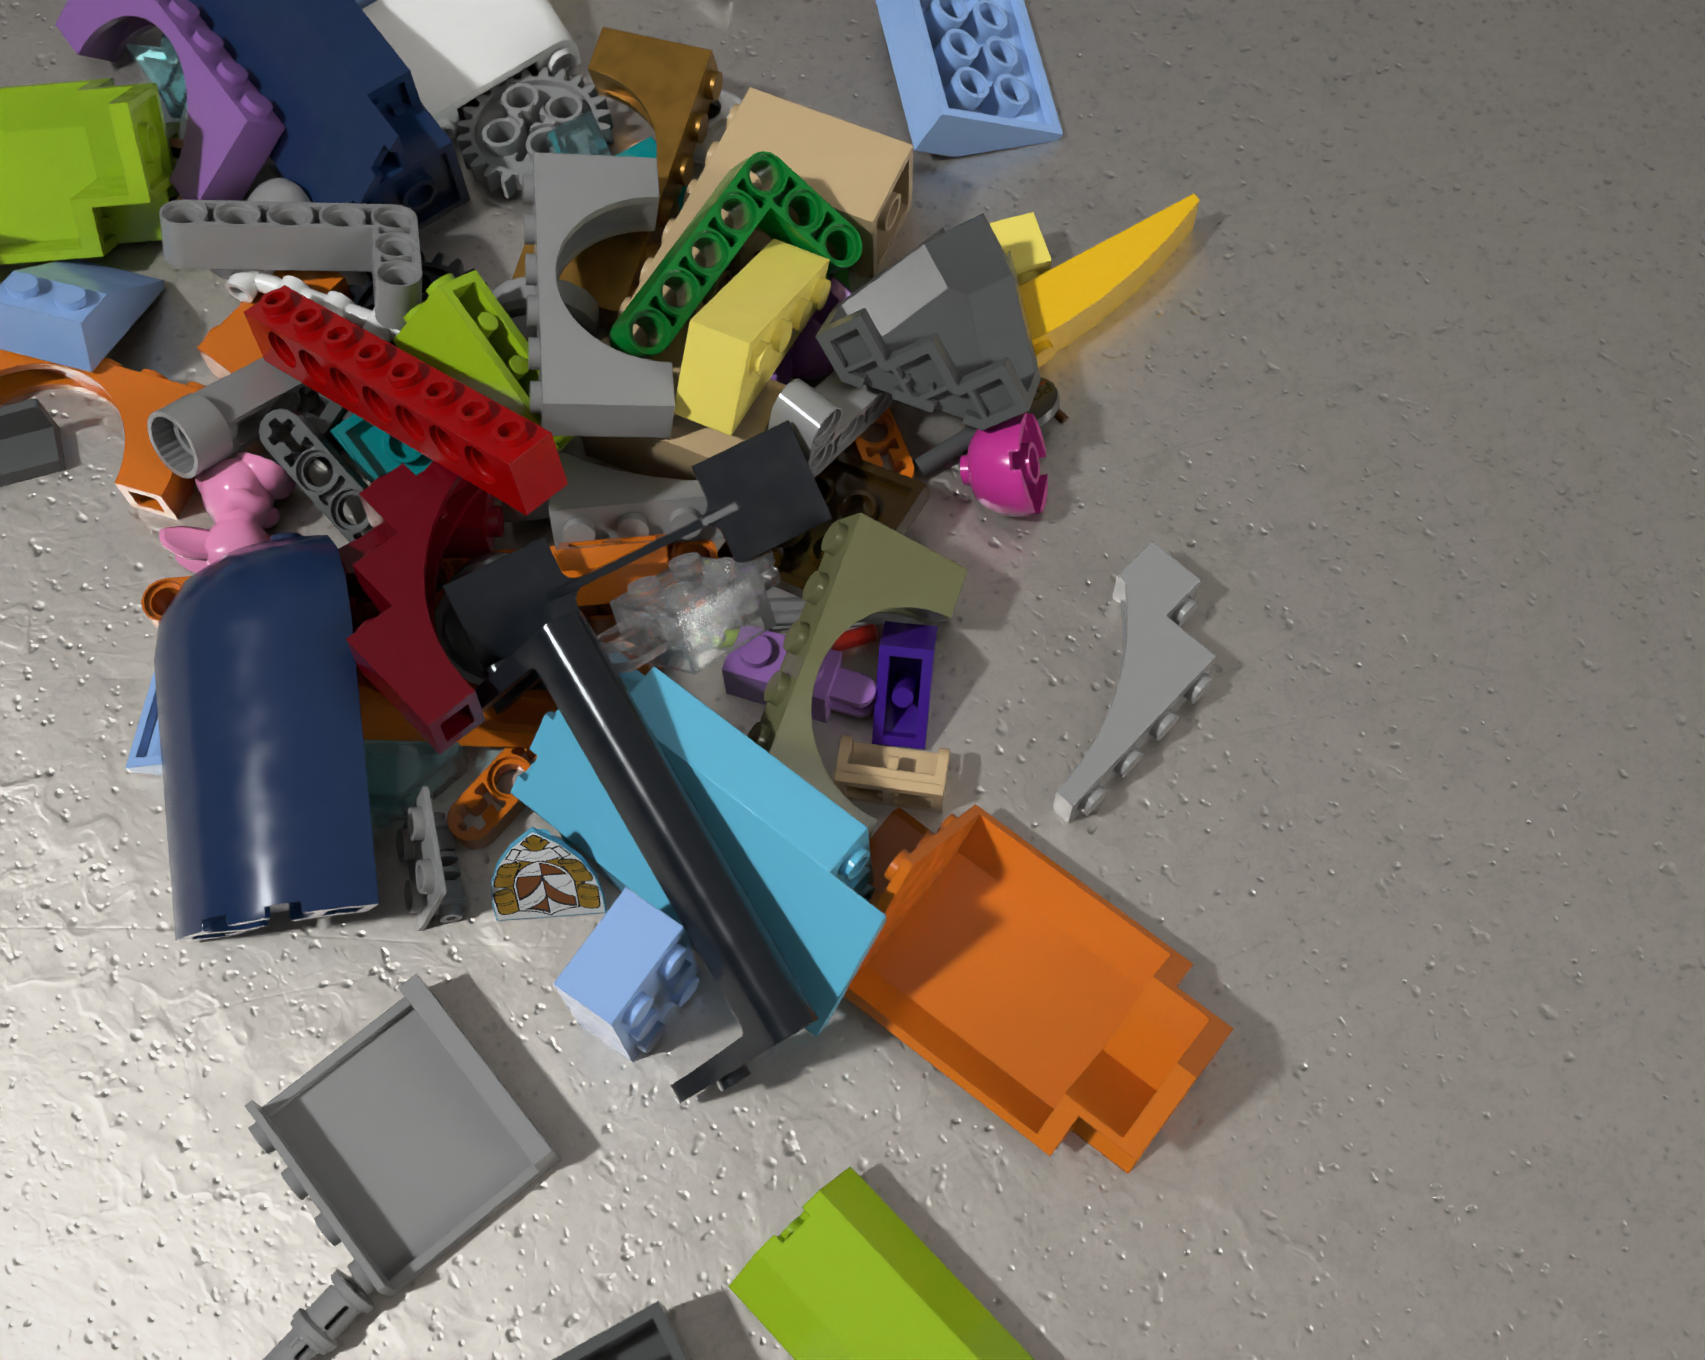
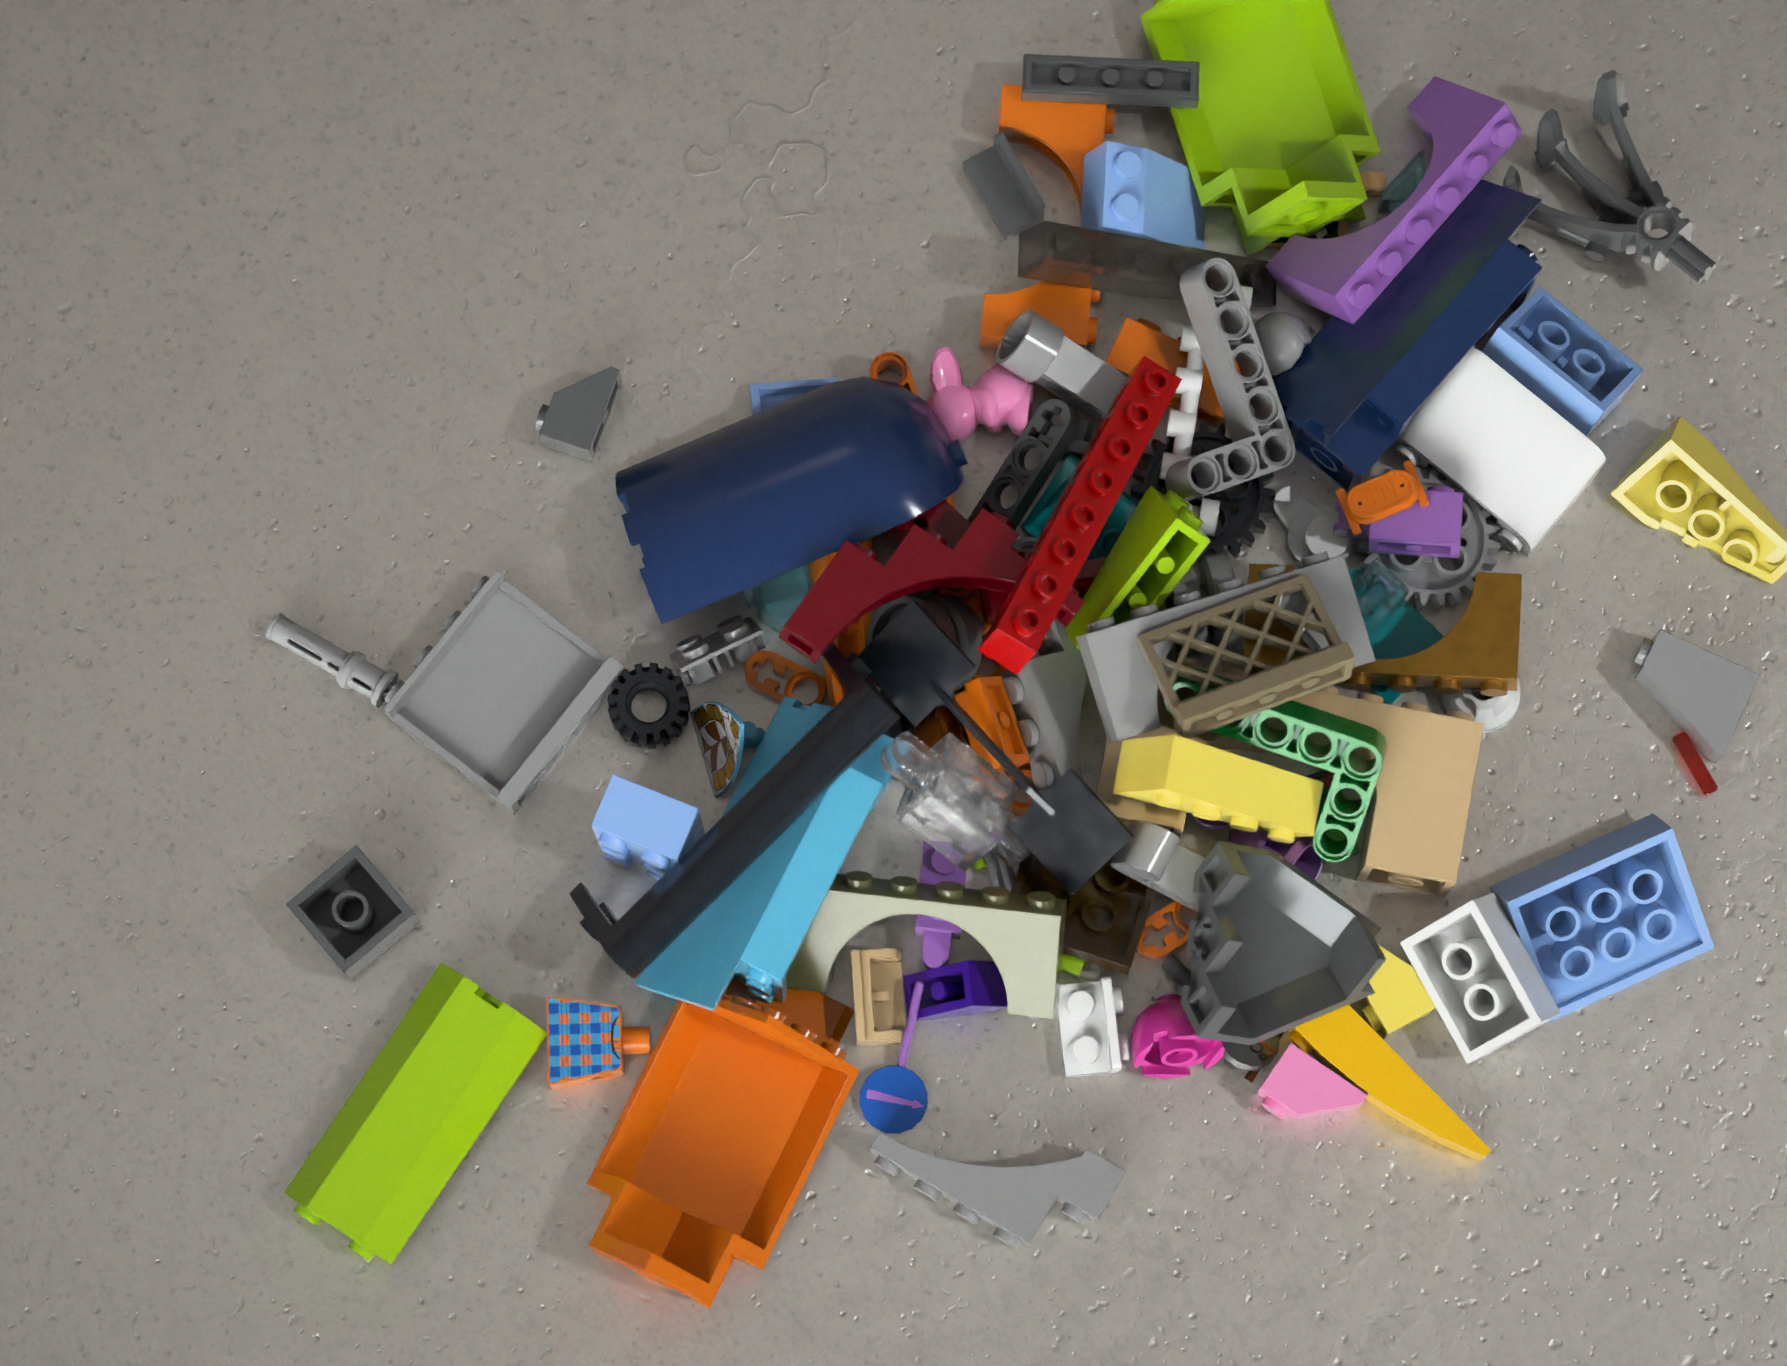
camera: 75 degrees right, 10 degrees up
(88, 971) = (579, 414): none -> dark grey slope
(127, 342) = (1126, 263): none -> clear smoke slope
(453, 936) = (648, 679): none -> black tyre
(480, 130) = (1382, 497): none -> orange piece
(491, 233) = (1309, 526): none -> white piece
(511, 122) = (1416, 530): none -> medium lavender brick
(662, 248) = (1260, 690): none -> dark tan fence
(870, 1118) = (589, 1042): none -> torso
(989, 547) = (1090, 1028): none -> white bracket
(1007, 780) = (895, 1096): none -> blue piece
(1013, 162) = (1480, 977): none -> white brick
(1087, 357) = (1306, 1088): none -> bright pink slope

